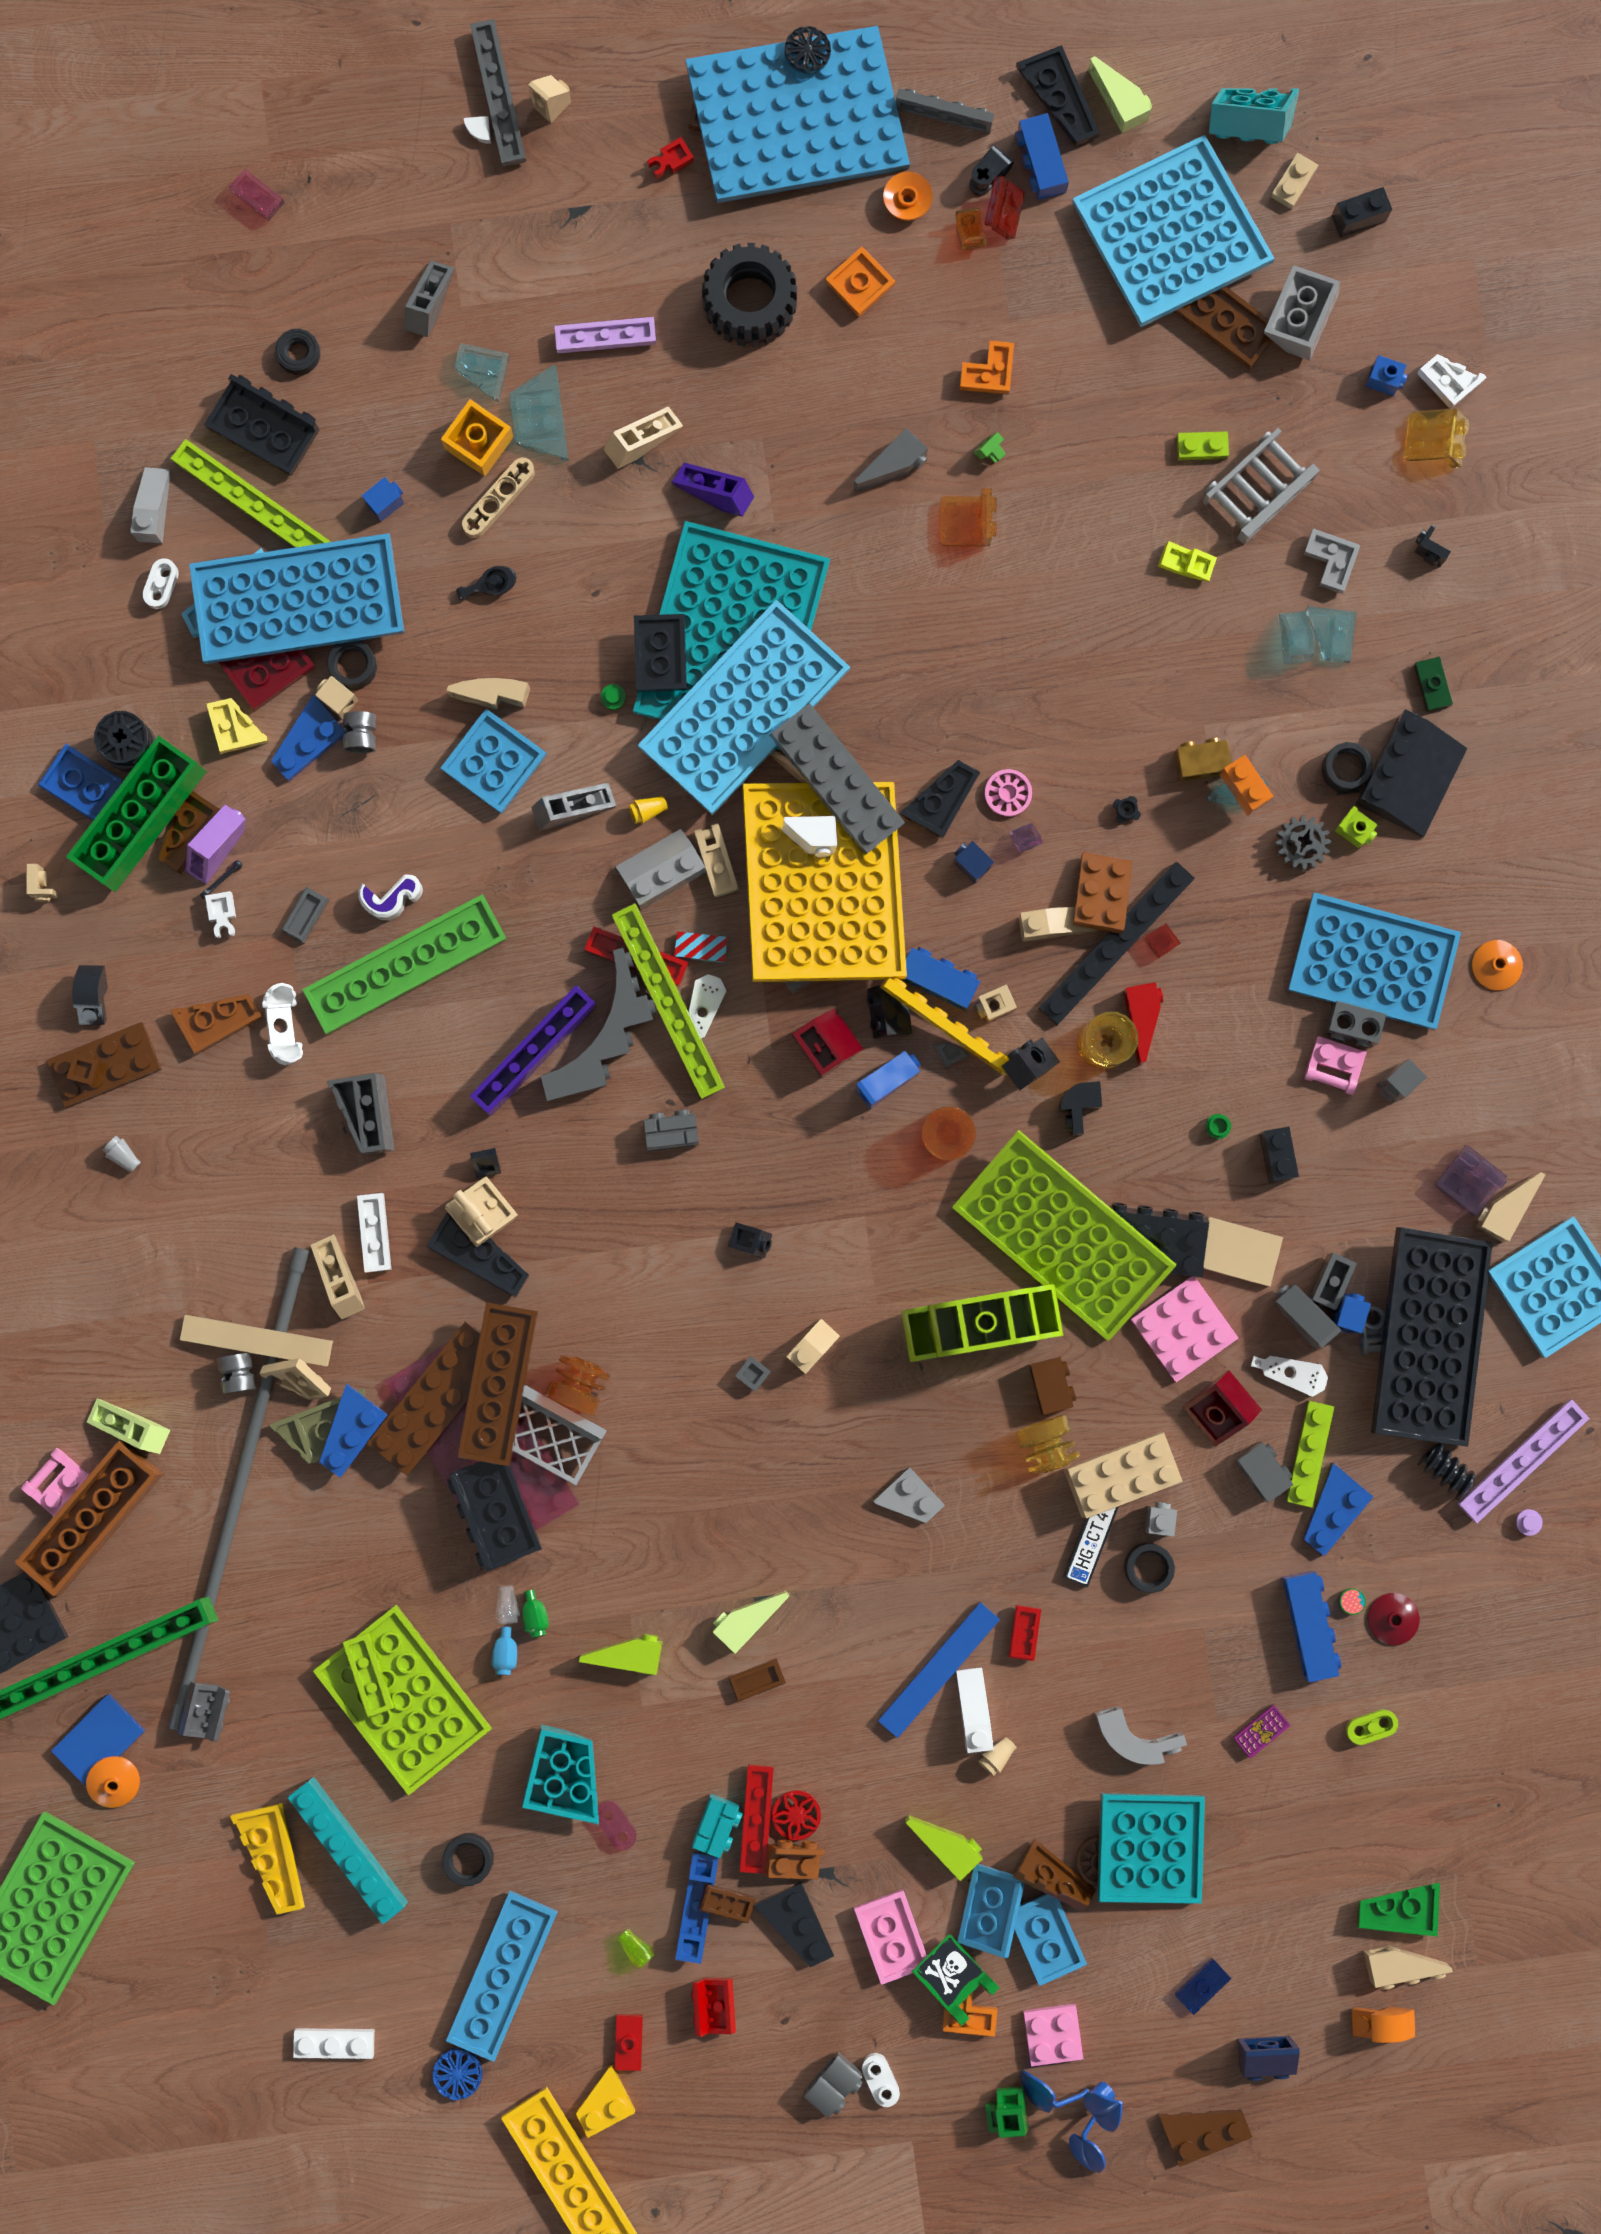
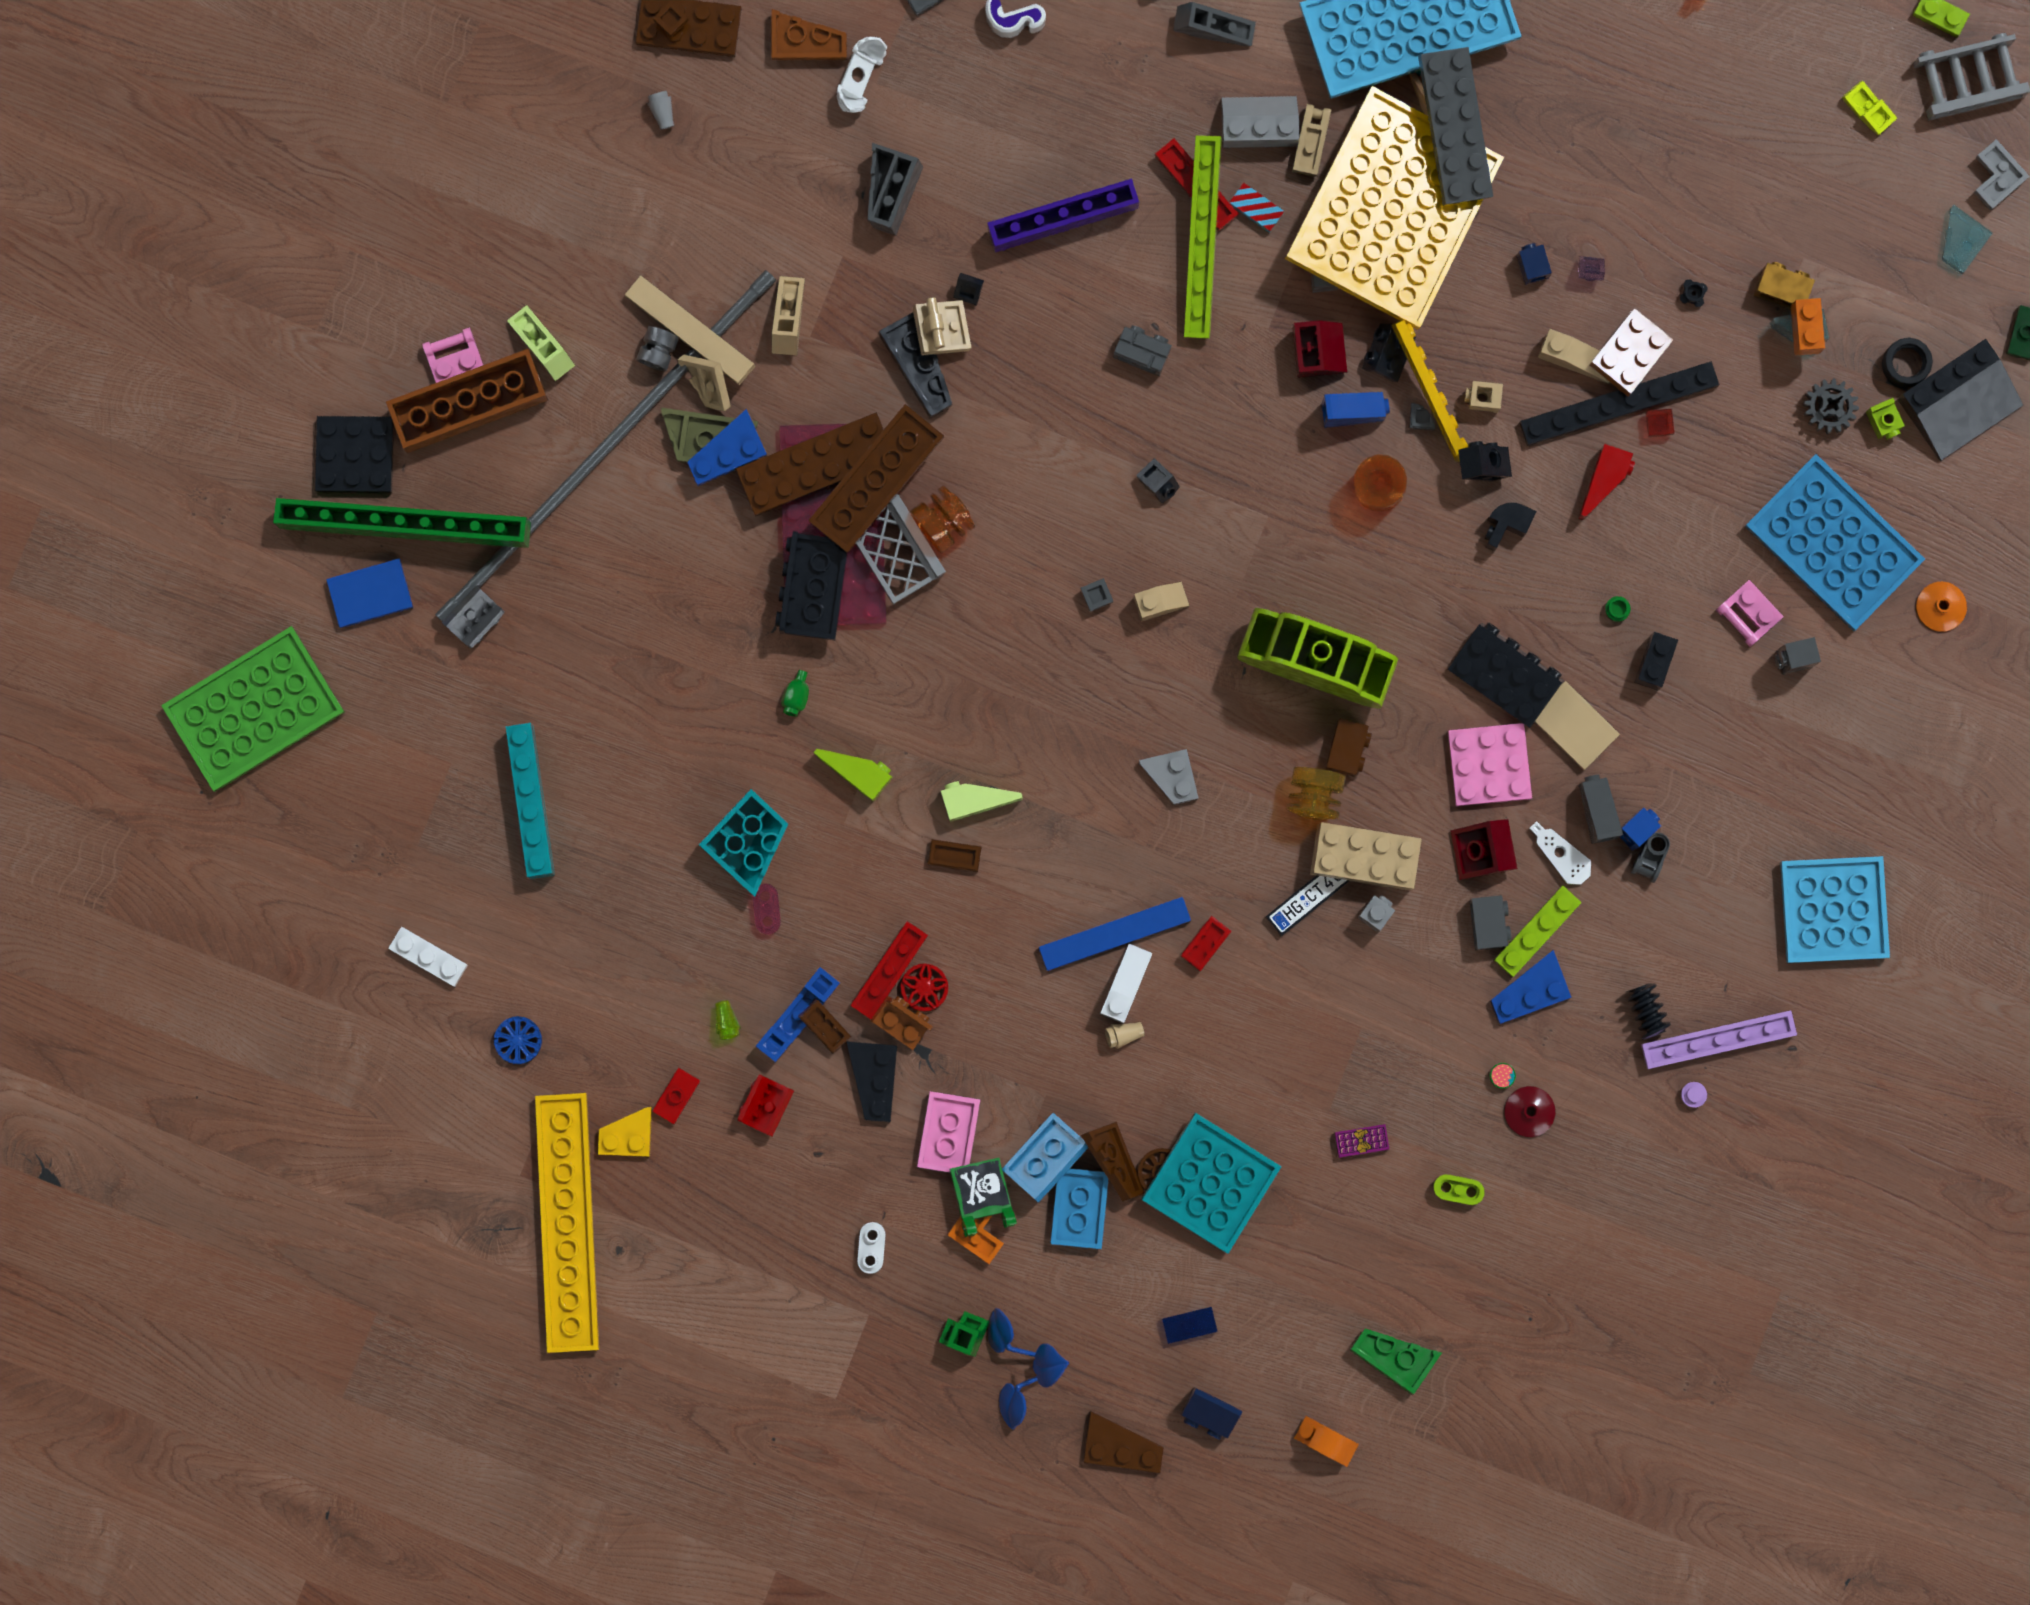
camera: 30 degrees right, 0 degrees up
(113, 1770) = (366, 621): orange dish -> none
(270, 1847) = (464, 767): yellow wing -> none
(368, 1675) = (629, 663): lime plate -> none
(374, 1232) = (840, 295): white plate -> none
(404, 964) = (993, 81): bright green plate -> none
(430, 1712) = (645, 702): lime plate -> none
(448, 1866) = (607, 864): black tyre -> none
(501, 1976) = (601, 979): dark azure plate -> none
(504, 1653) = (753, 712): dark azure plant -> none
(506, 1606) = (776, 675): clear cone -> none
(627, 1010) = (1099, 257): dark grey arch -> none
(646, 809) = (1275, 62): yellow cone -> none
(707, 1000) = (1235, 255): white piece -> none
(715, 1826) = (852, 956): teal brick -> none
(812, 834) = (1407, 160): white slope -> none
(833, 2084) = (830, 1227): dark grey brick -> none
(940, 978) = (1448, 348): blue brick -> none
(942, 800) = (1537, 196): black wing -> none
(950, 1847) = (1040, 1087): lime slope -> none
(1008, 792) = (1598, 222): bright pink wheel -> none
(1053, 2034) = (1039, 1293): bright pink plate -> none
(1064, 1235) = (1430, 624): lime plate -> none
(1119, 1031) = (1568, 467): clear yellow wheel -> none
(1142, 1751) = (1239, 1084): light grey arch -> none
(1169, 1569) = (1355, 933): black tyre -> none
(1296, 637) = (1927, 225): clear light blue slope -> none
(1311, 1627) = (1455, 1074): blue brick -> none
(1332, 1281) = (1640, 793): dark grey brick -> none
(1356, 1017) = (1791, 582): dark grey brick -> none
(1394, 1965) = (1365, 1399): tan slope -> none
(1431, 1337) = (1699, 888): black plate -> none
(1471, 1180) = (1810, 776): clear purple plate -> none
(1506, 1212) = (1825, 819): tan slope -> none

